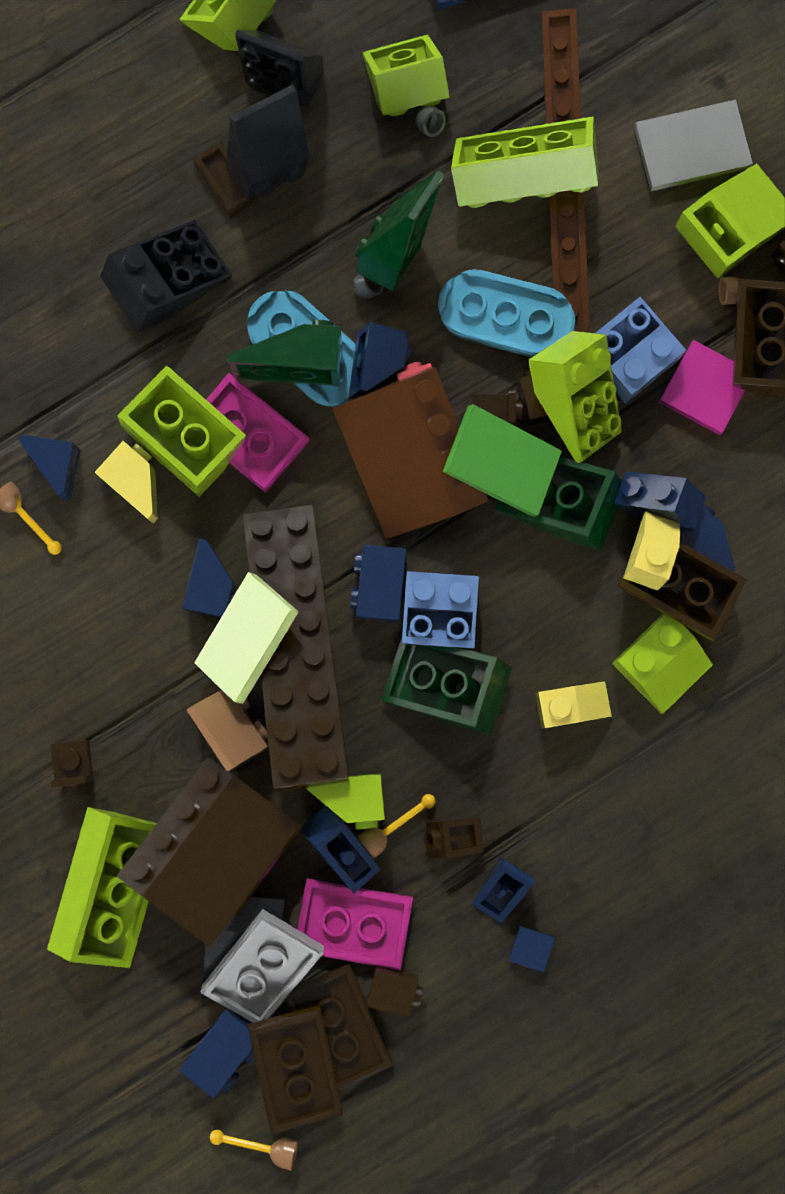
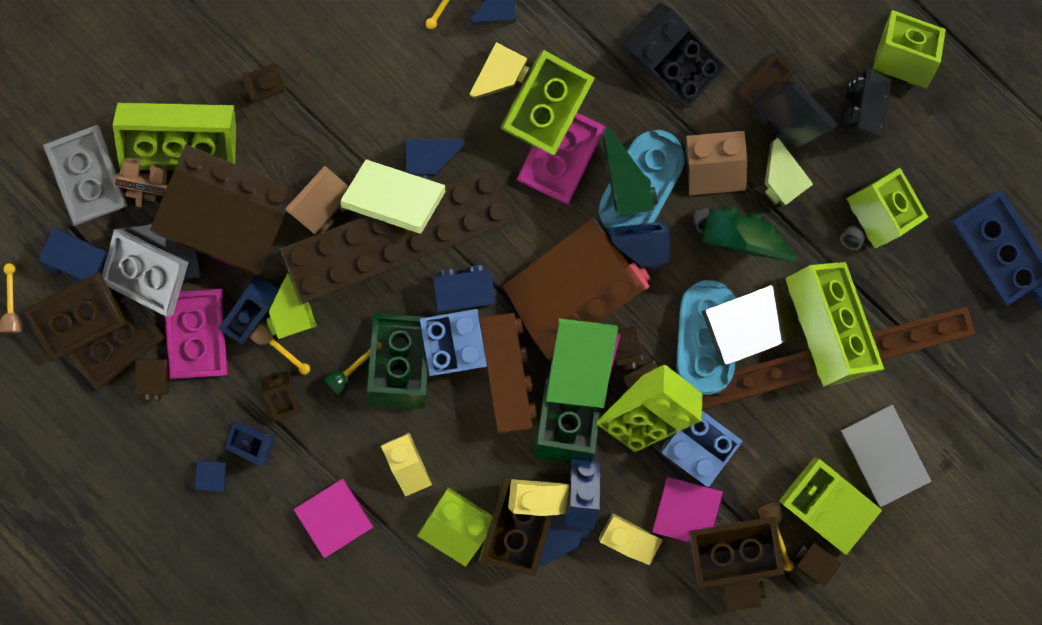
camera: 70 degrees right, 5 degrees up
(127, 1011) = (85, 175): none -> light grey tile
(143, 956) = (139, 185): none -> medium nougat hips
(303, 254) = (716, 163): none -> medium nougat slope
(337, 181) = (784, 175): none -> yellowish green slope
(452, 762) = (338, 380): none -> dark green hinge
(493, 556) = (506, 372): none -> reddish brown brick
(503, 259) = (749, 324): none -> tile
(618, 810) = (333, 518): none -> dark pink tile
(724, 462) = (630, 539): none -> light yellow slope

